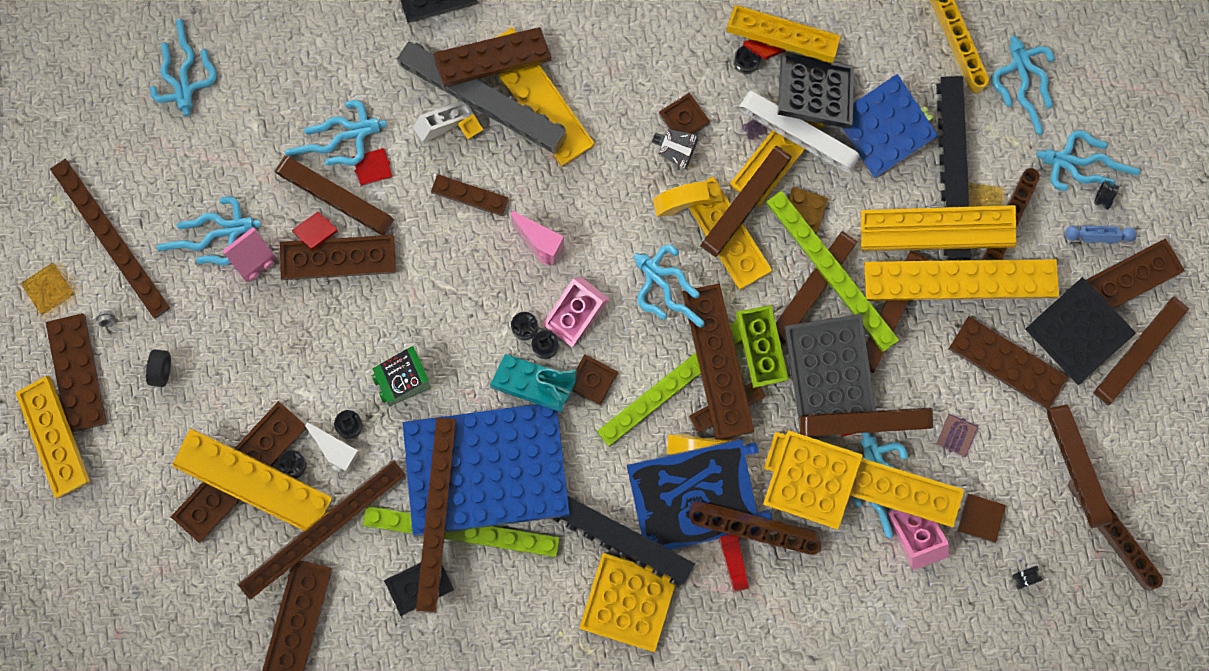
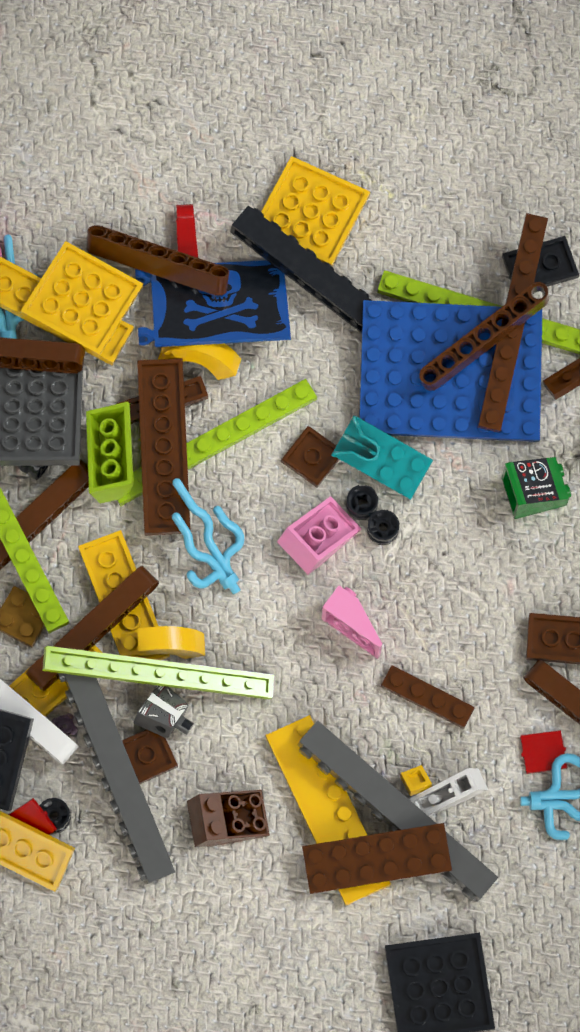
camera: 170 degrees left, 5 degrees down
(454, 497) = (489, 326): none -> reddish brown beam
(612, 77) = (227, 817): none -> reddish brown slope
(687, 165) = (157, 672): none -> plate
(707, 95) = (118, 777): none -> dark grey brick

